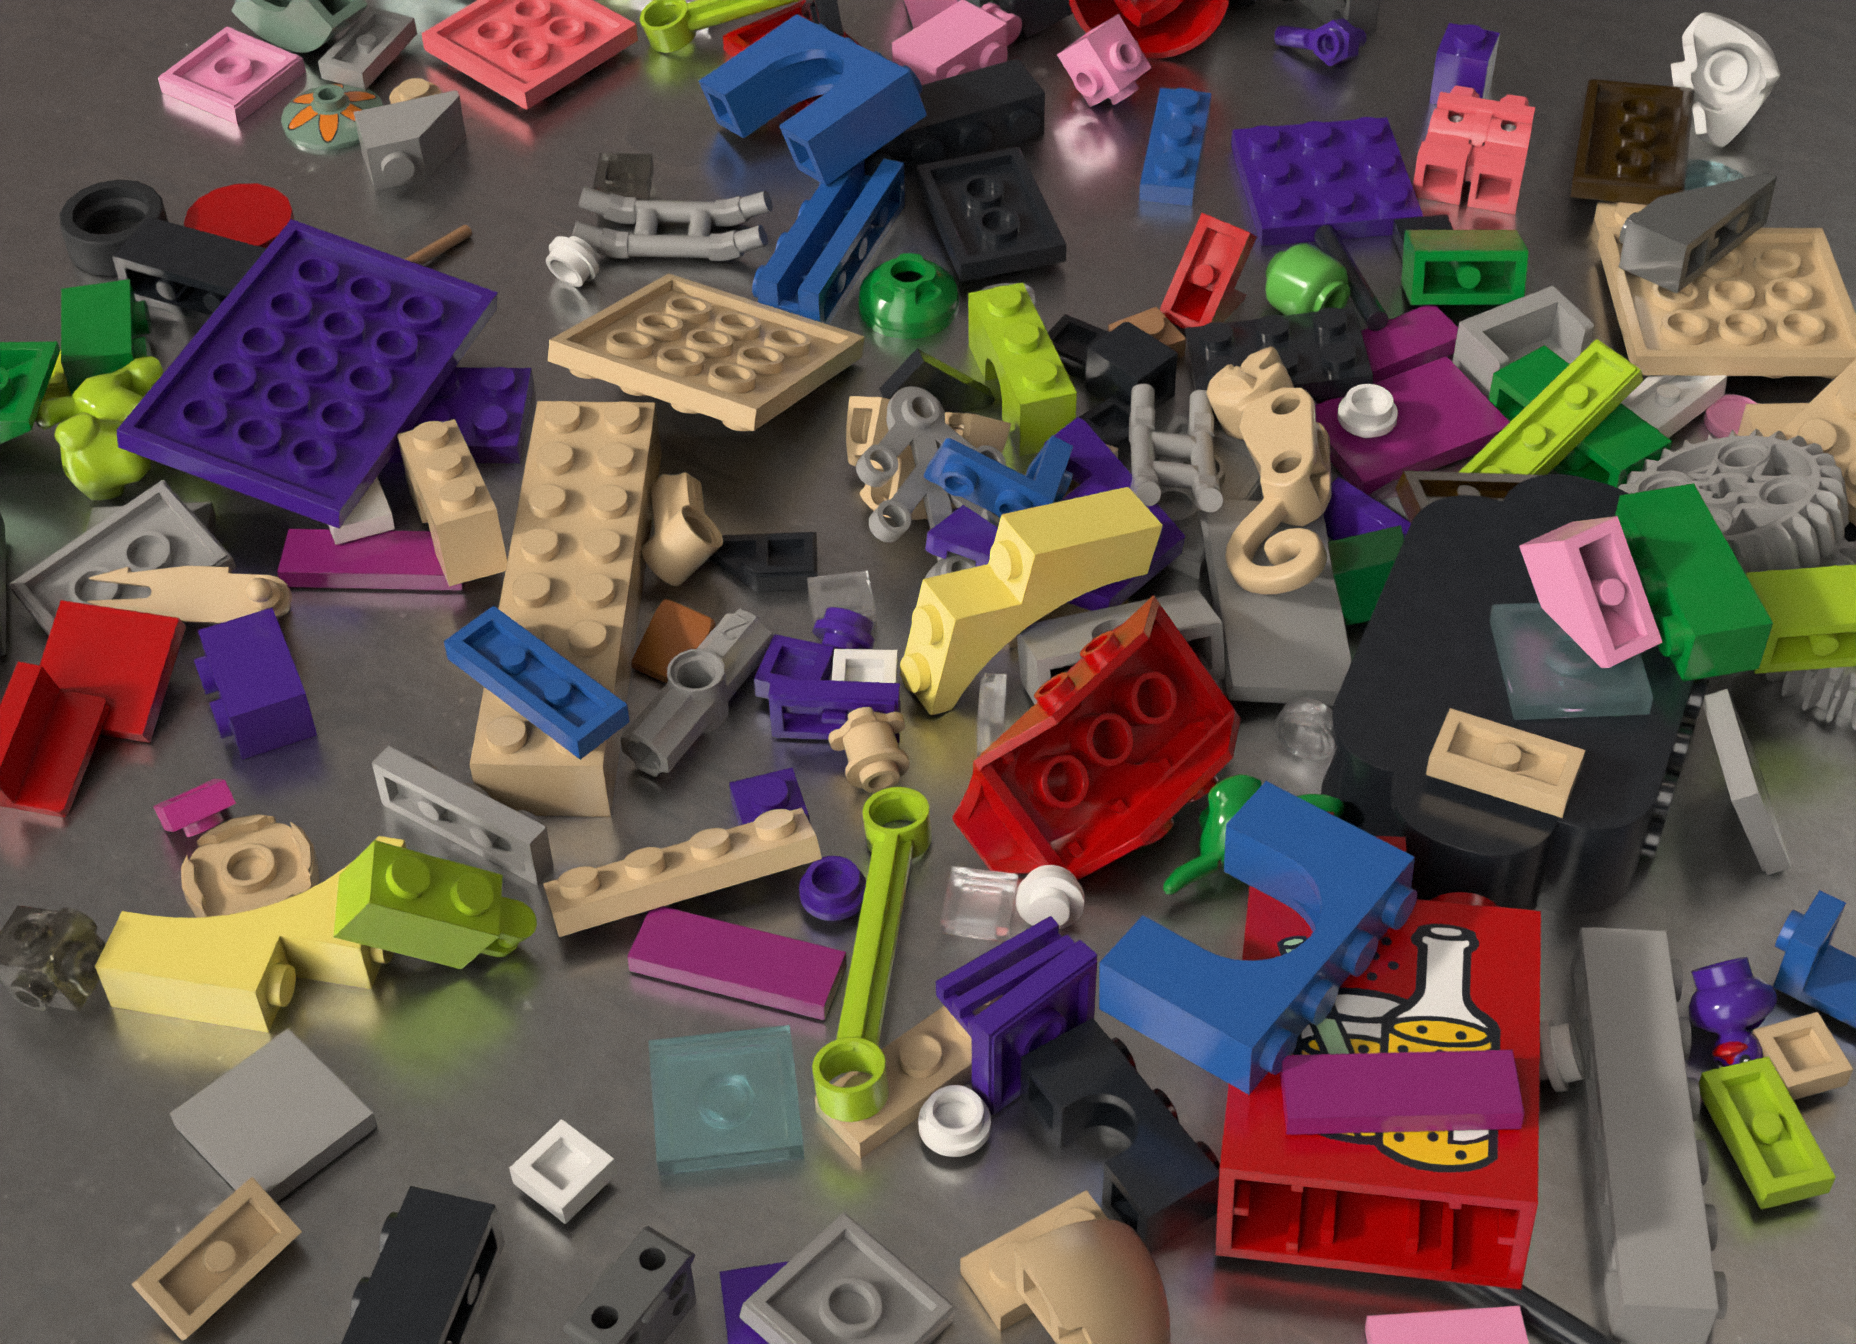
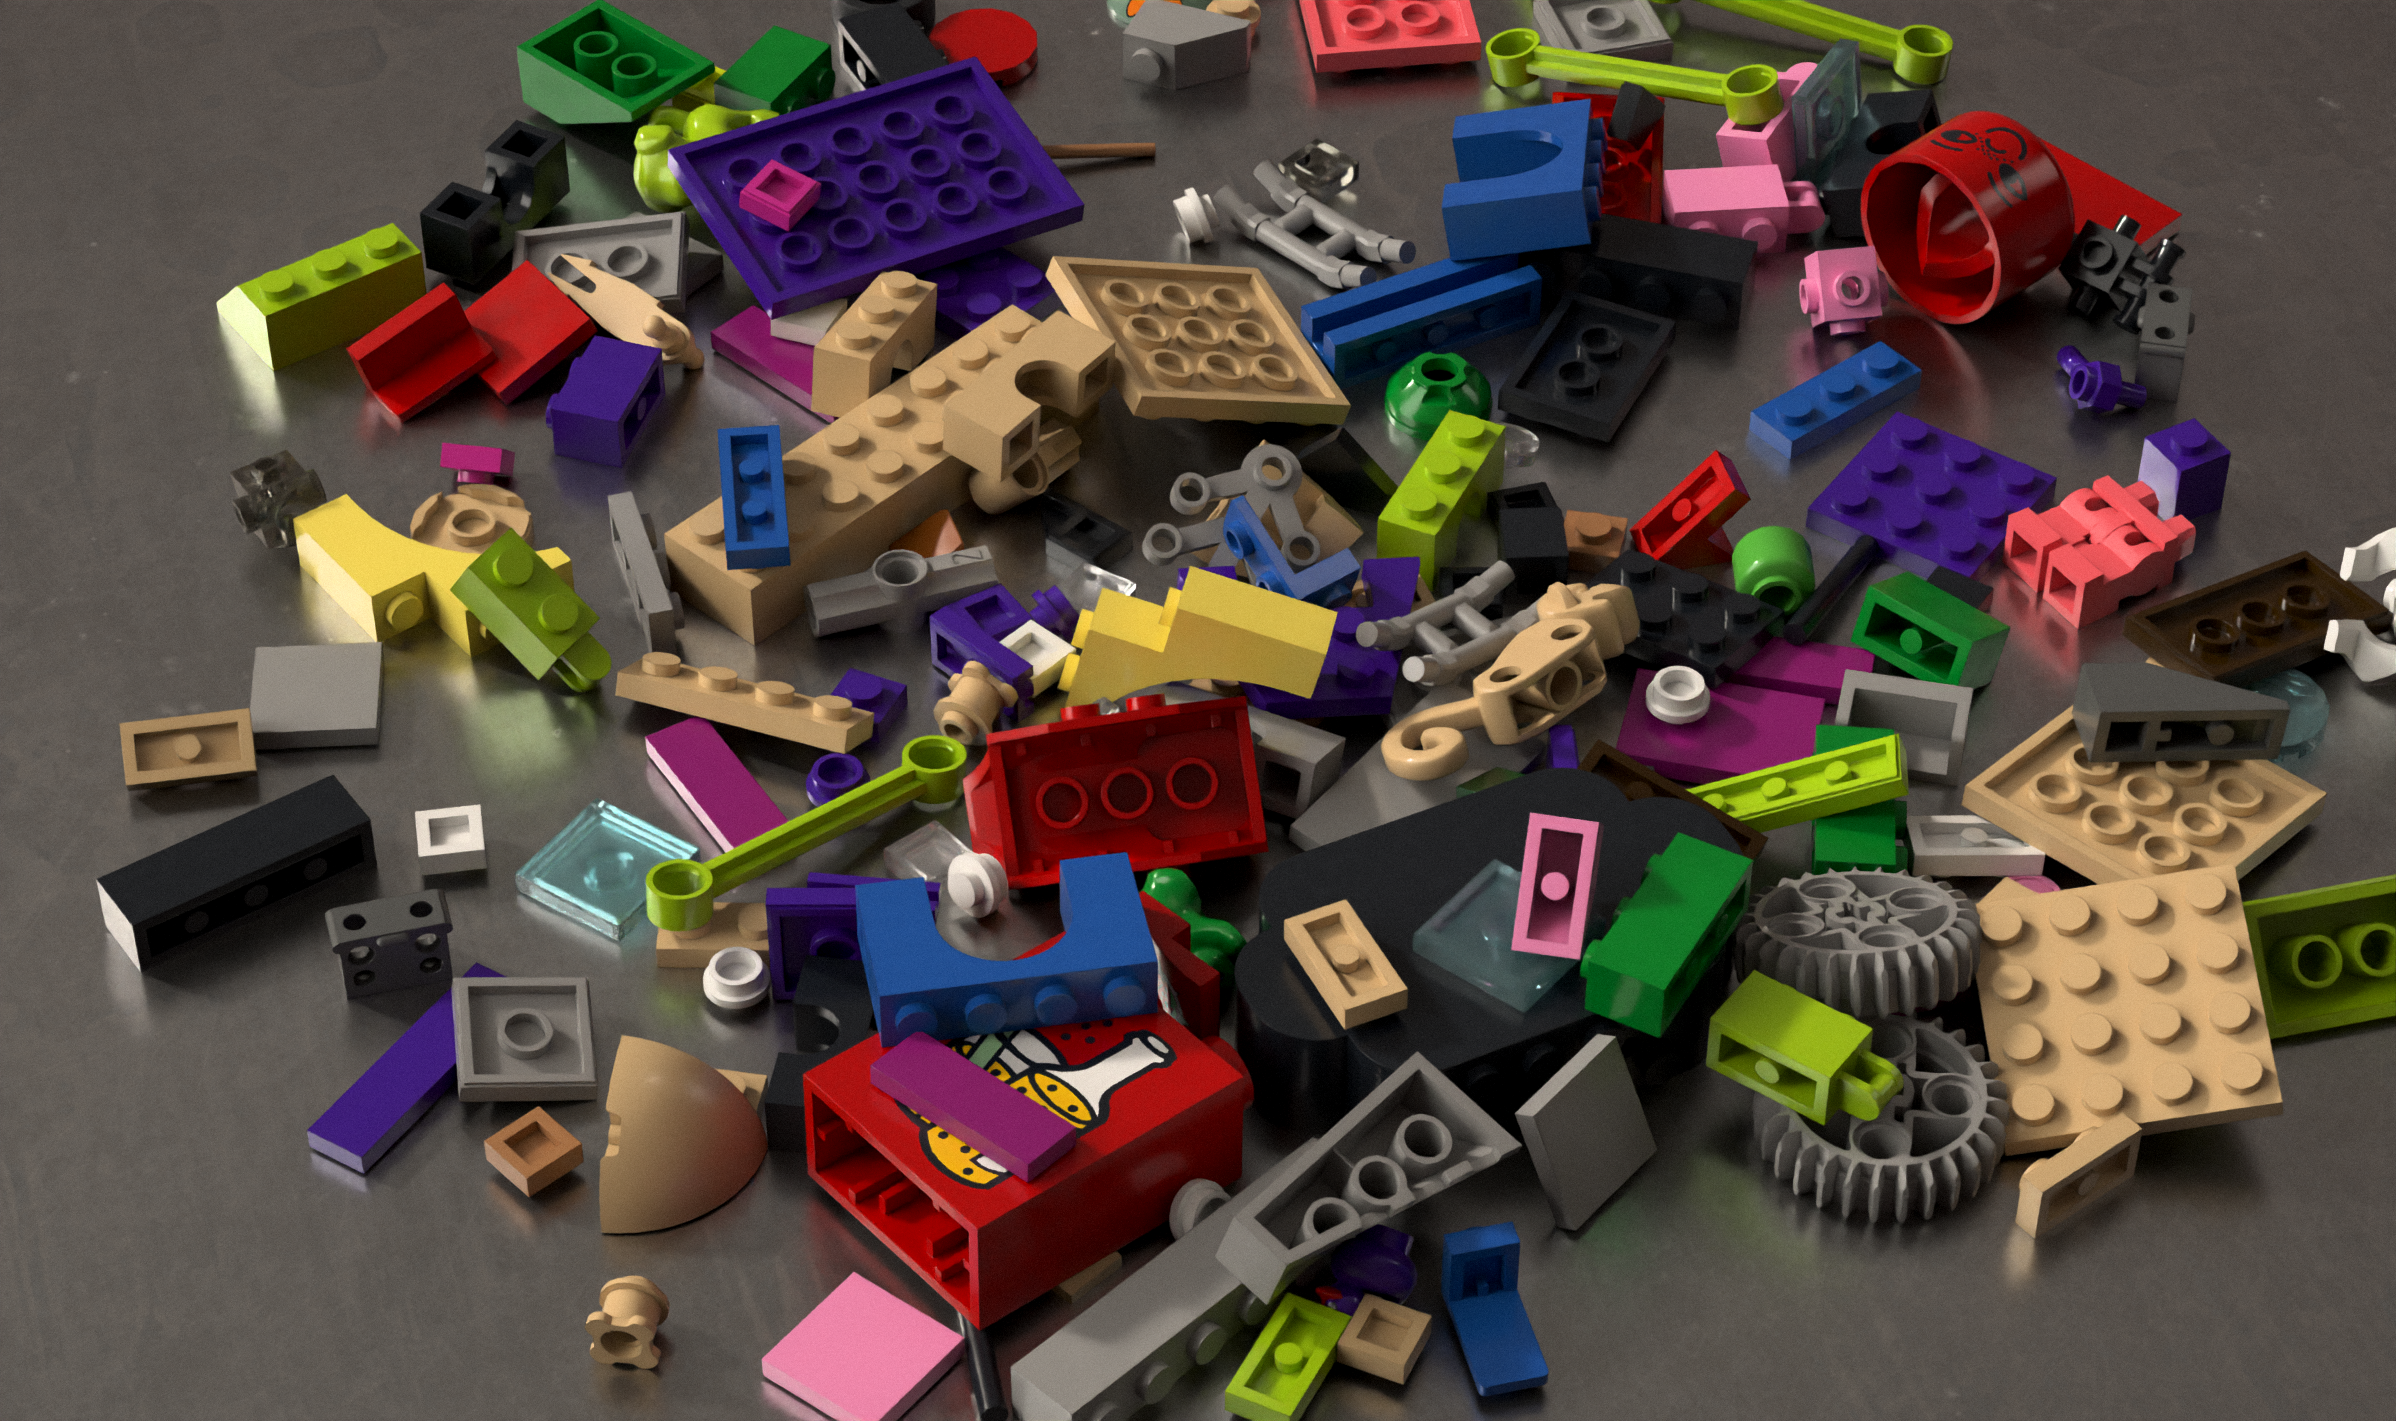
camera: 40 degrees right, 5 degrees down
(257, 416) = (780, 195): none -> dark pink tile
(662, 461) = (998, 414): none -> tan arch
(1705, 938) = (1377, 1161): none -> light grey wedge

